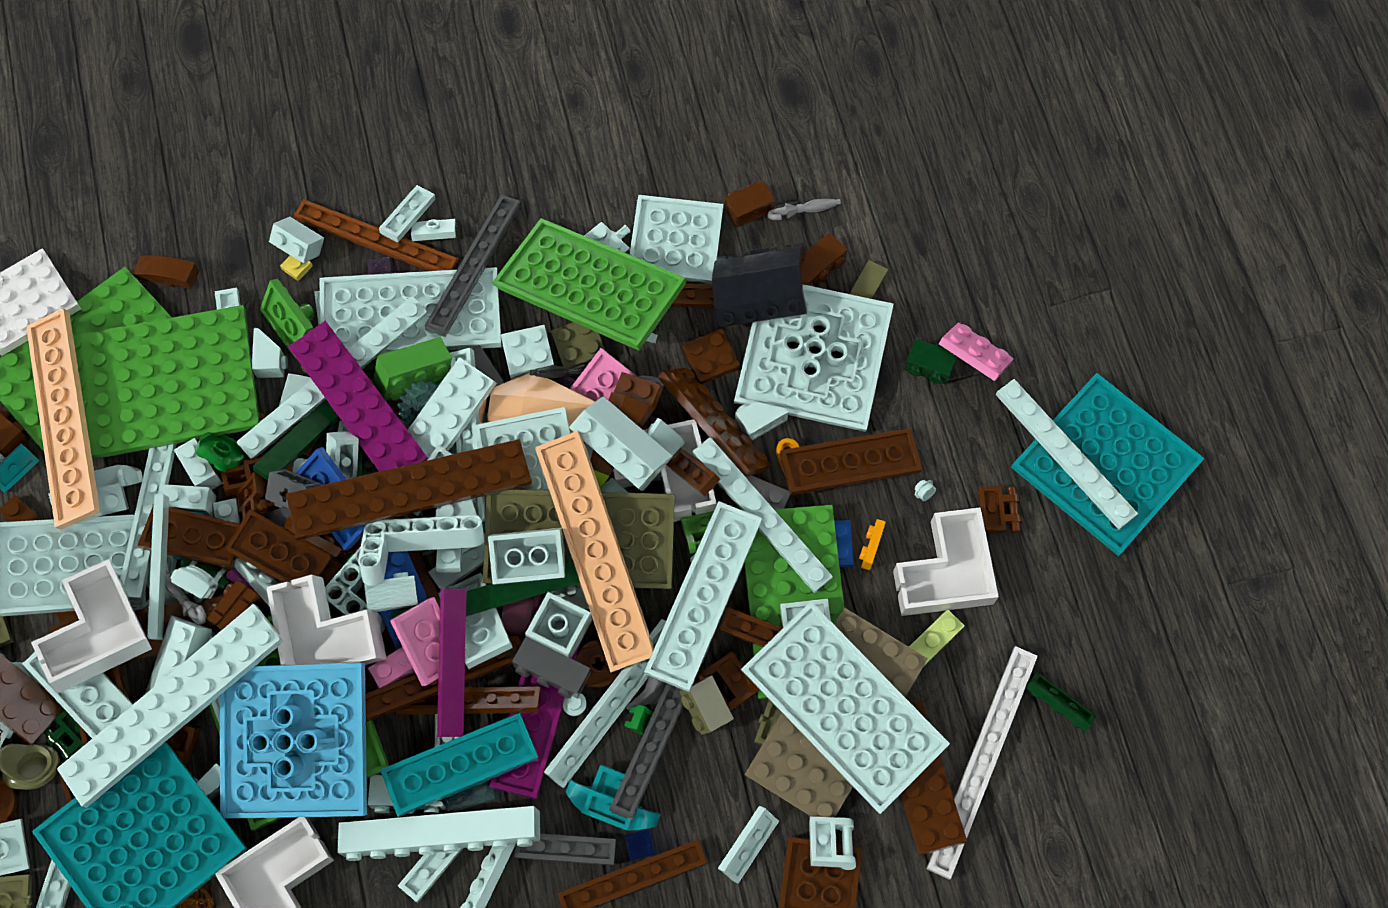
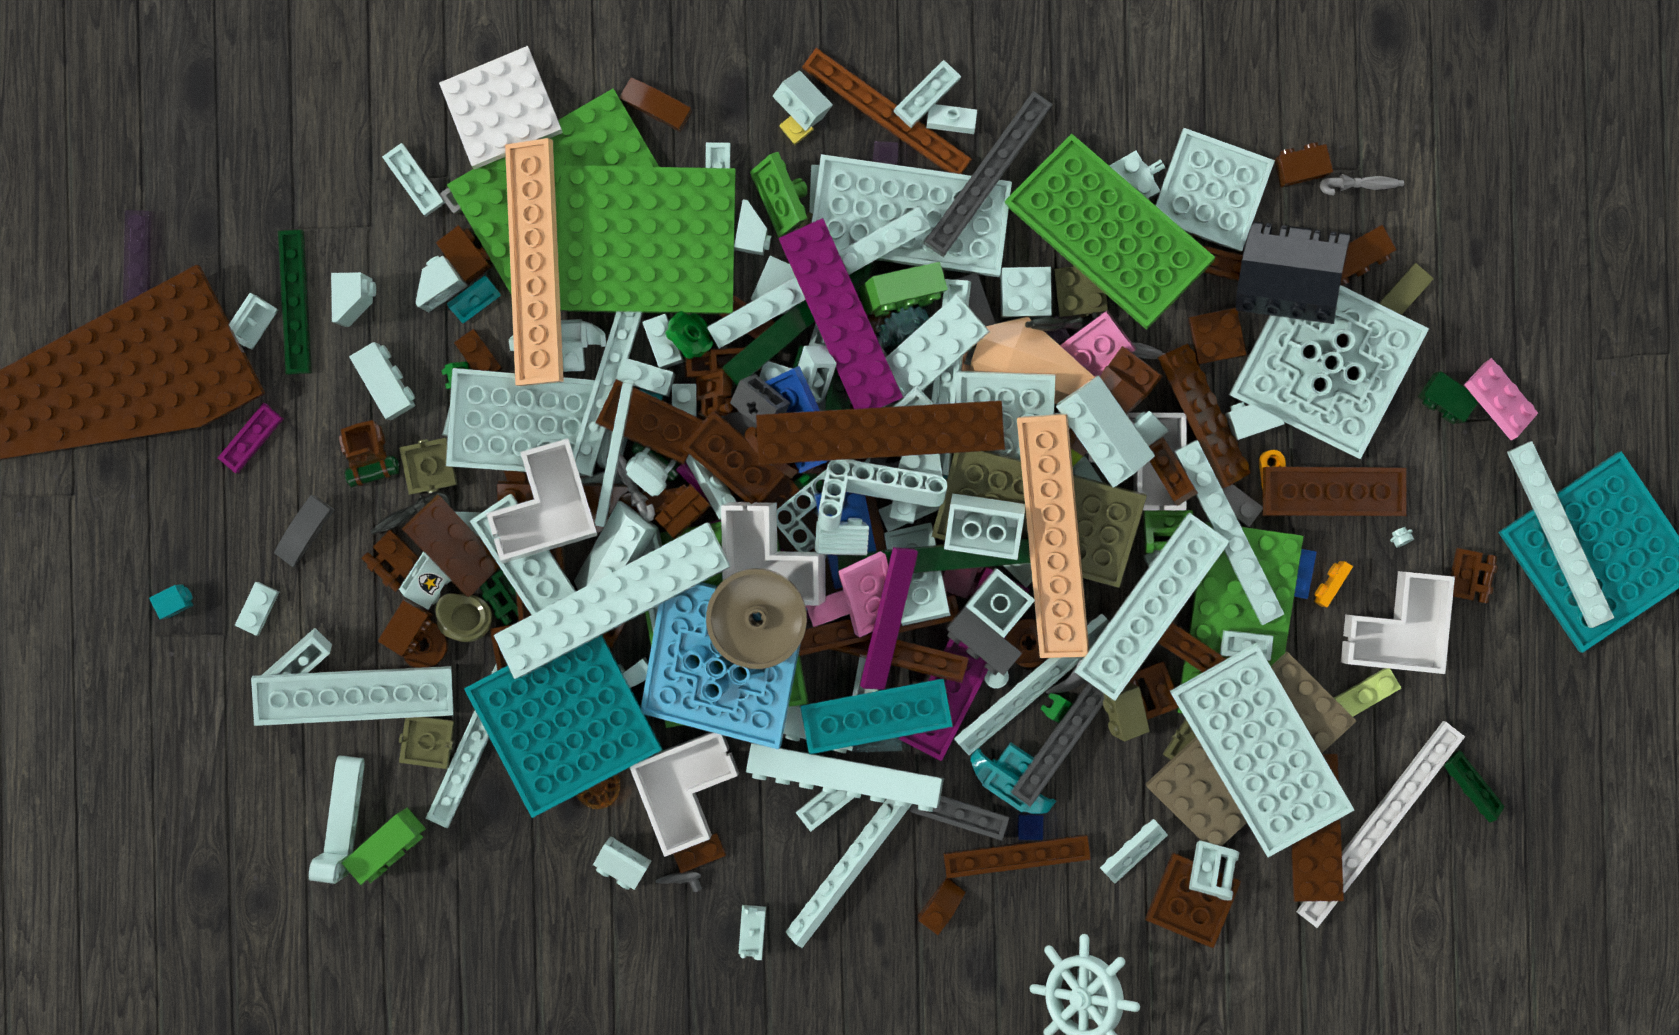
camera: 10 degrees right, 20 degrees up
(289, 675) = (752, 641): none -> dark tan dish

